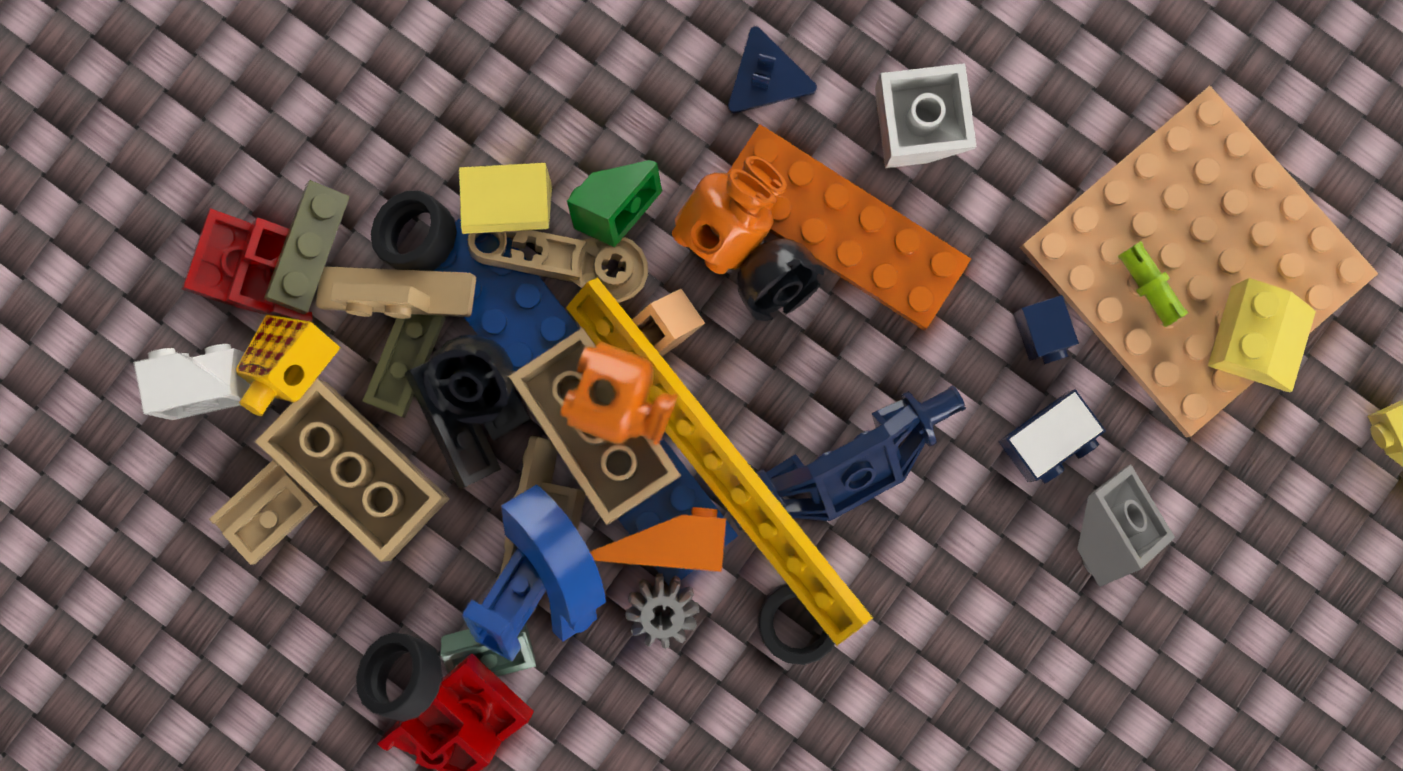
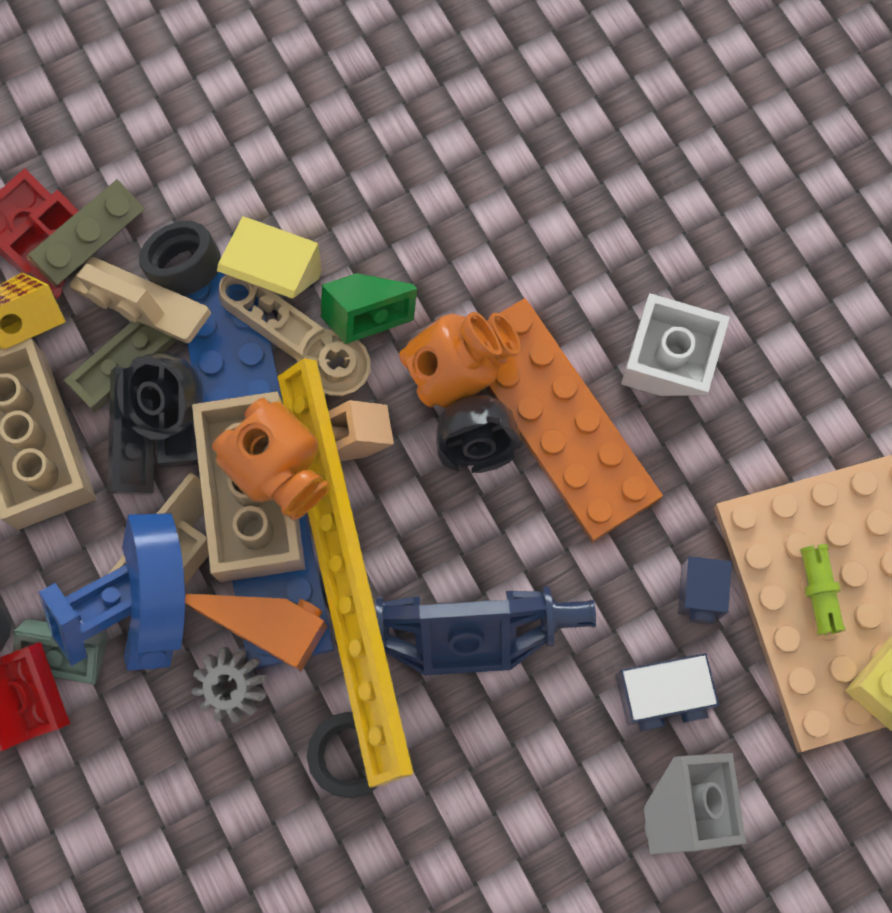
camera: 30 degrees right, 10 degrees down
(767, 75) = (551, 263): dark blue piece -> none

